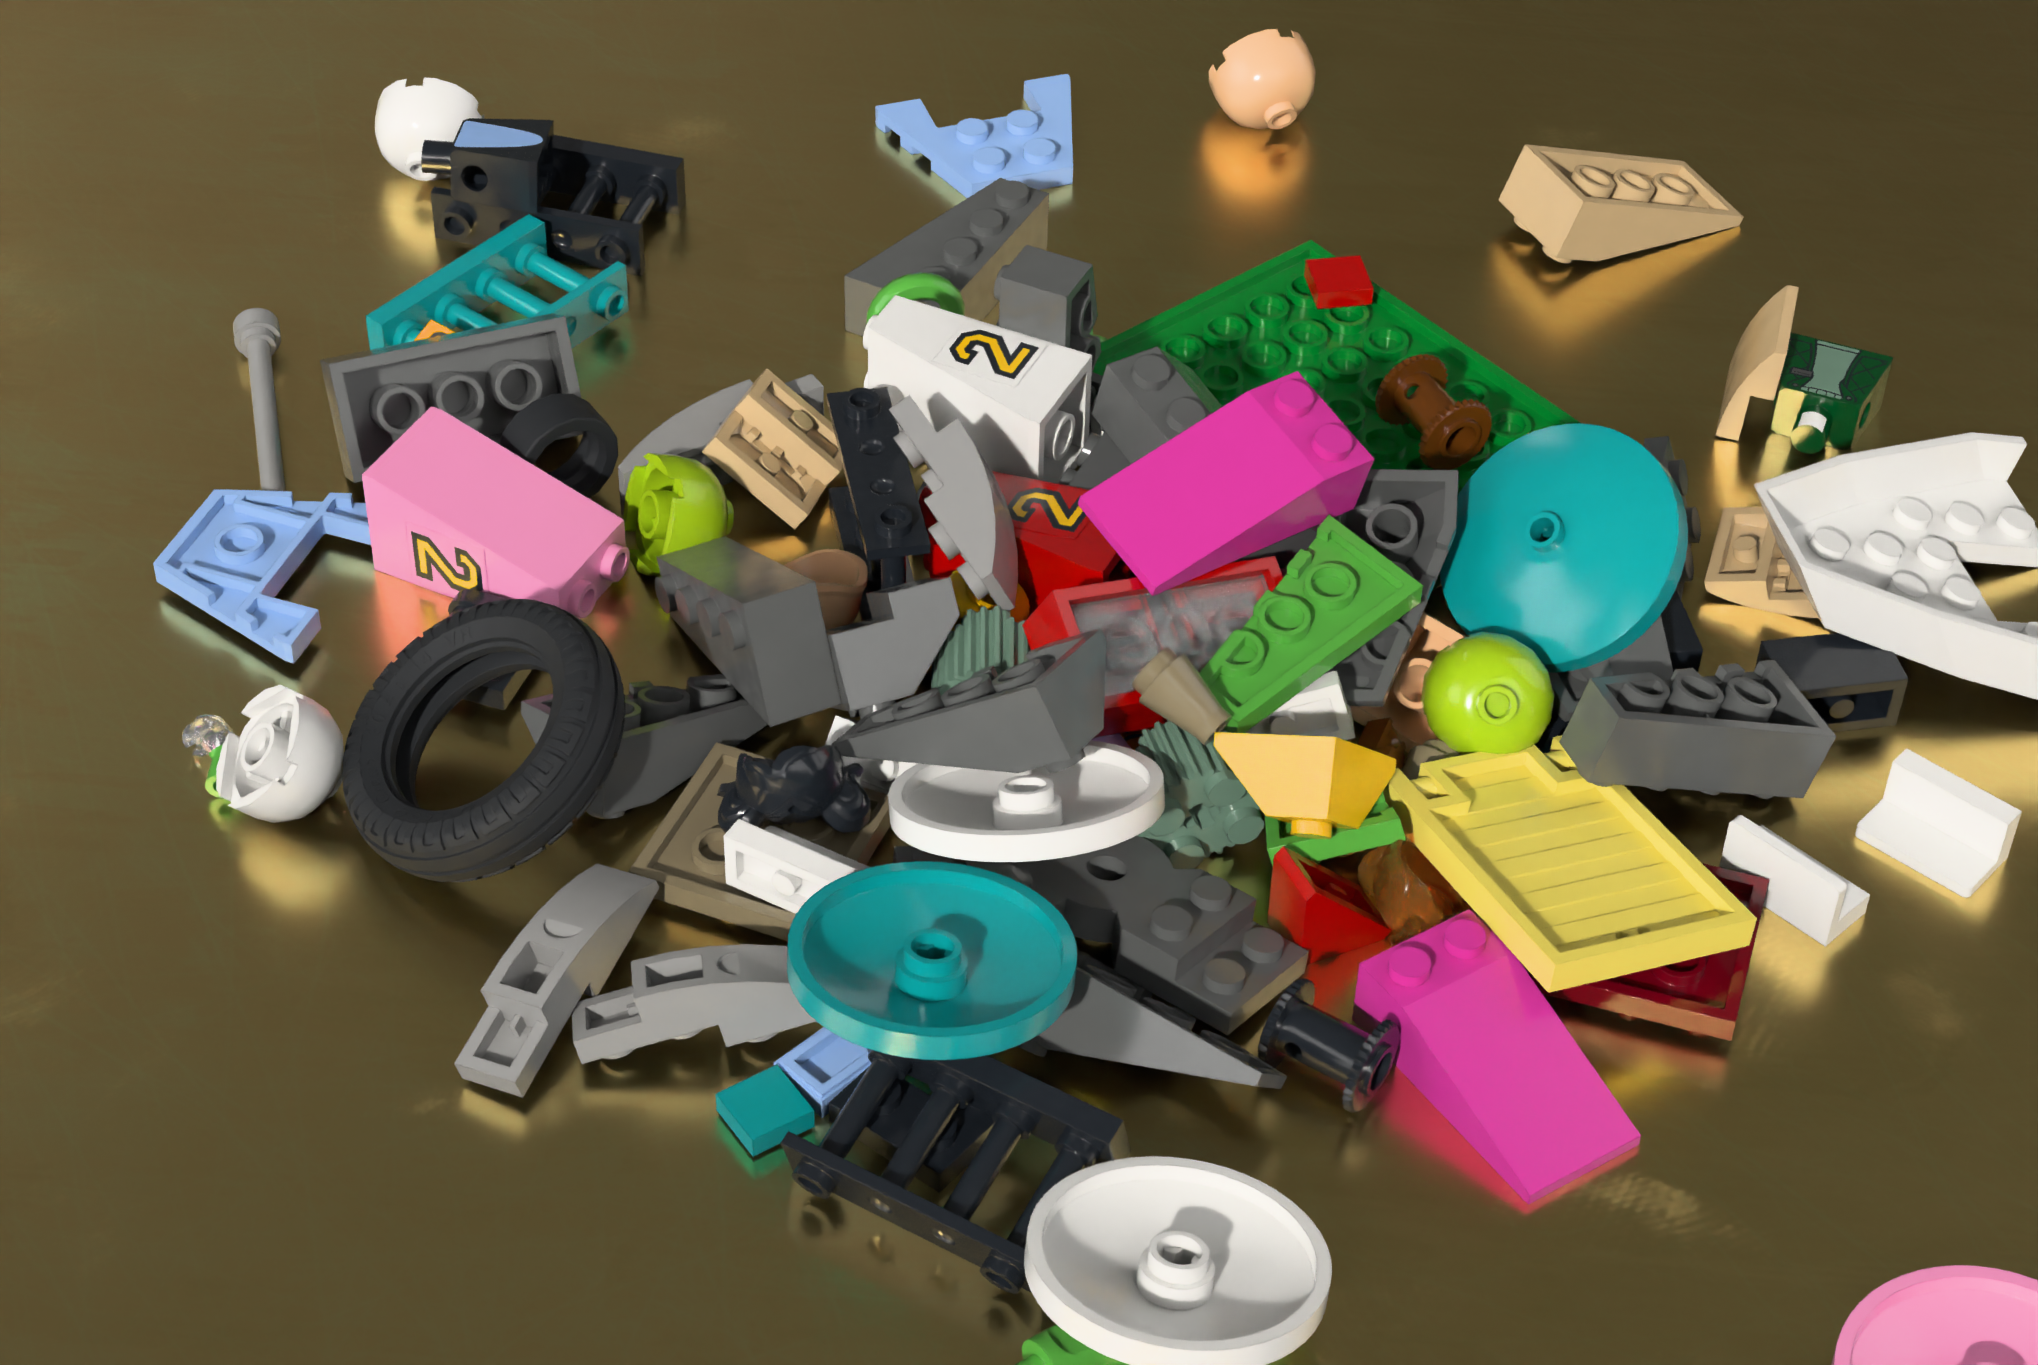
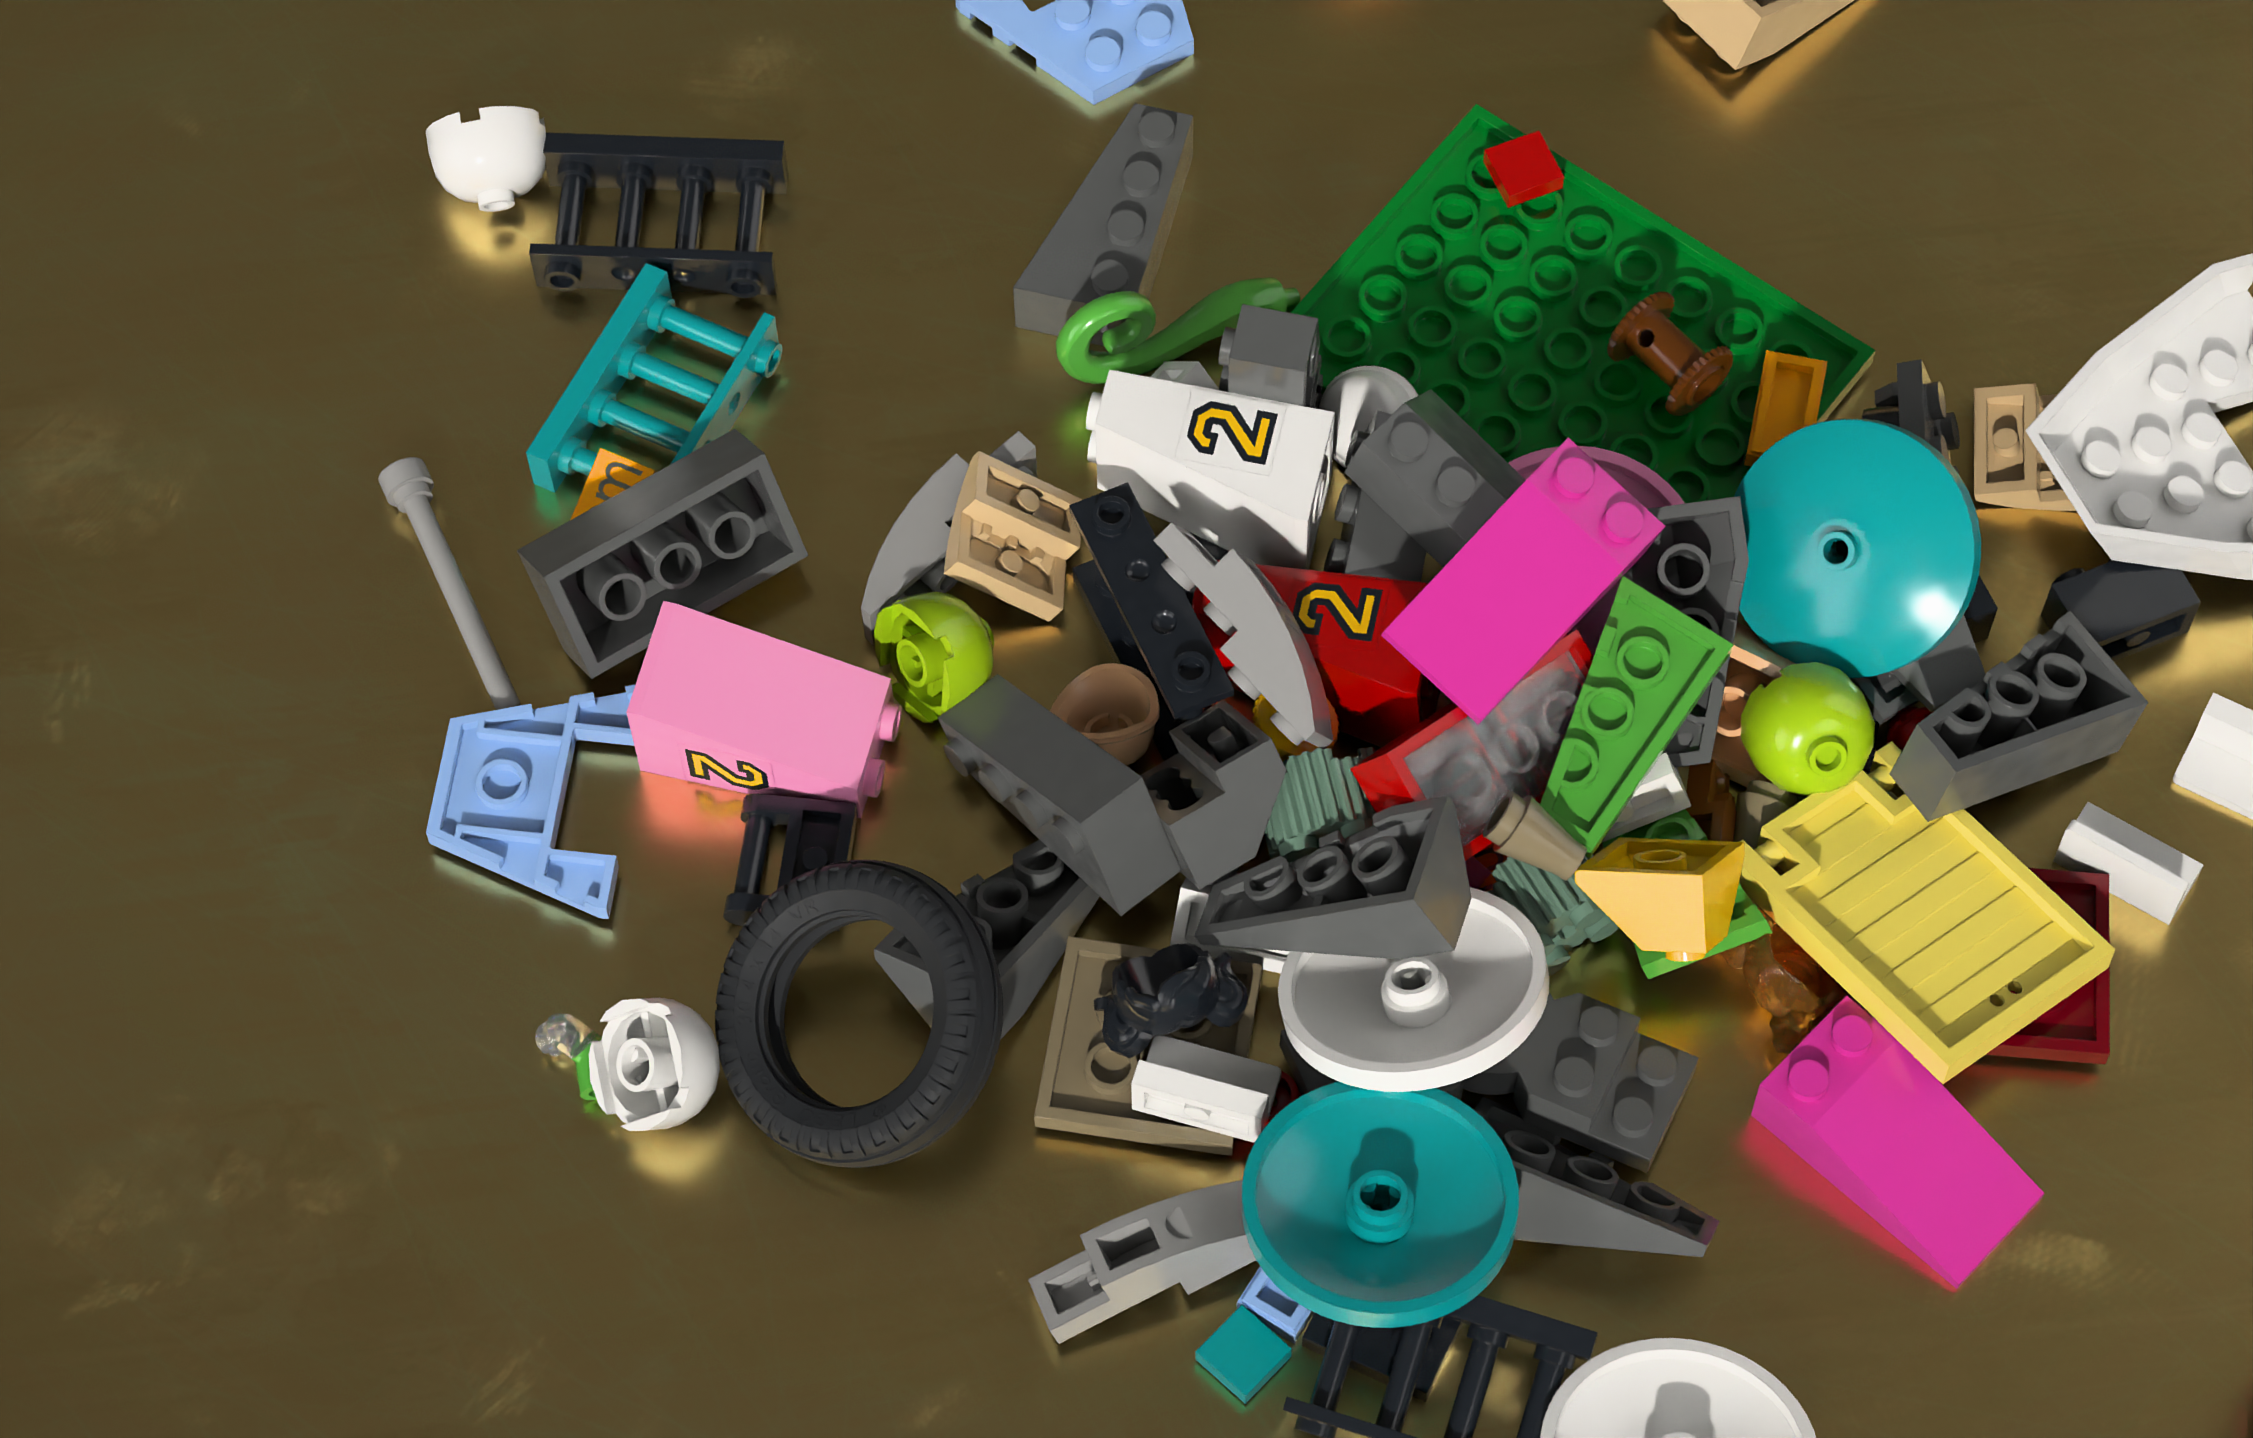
camera: 10 degrees left, 20 degrees up
(495, 162) = (593, 206): black torso -> none
(547, 969) = (1005, 1252): light grey slope -> none
(558, 415) = (794, 594): black tyre -> none
(1320, 908) = (1699, 1005): red slope -> none
(1329, 1044) = (1745, 1168): black hose -> none
(1757, 361) = (1978, 196): tan slope -> none
(1827, 393) = (2045, 209): dark green torso -> none

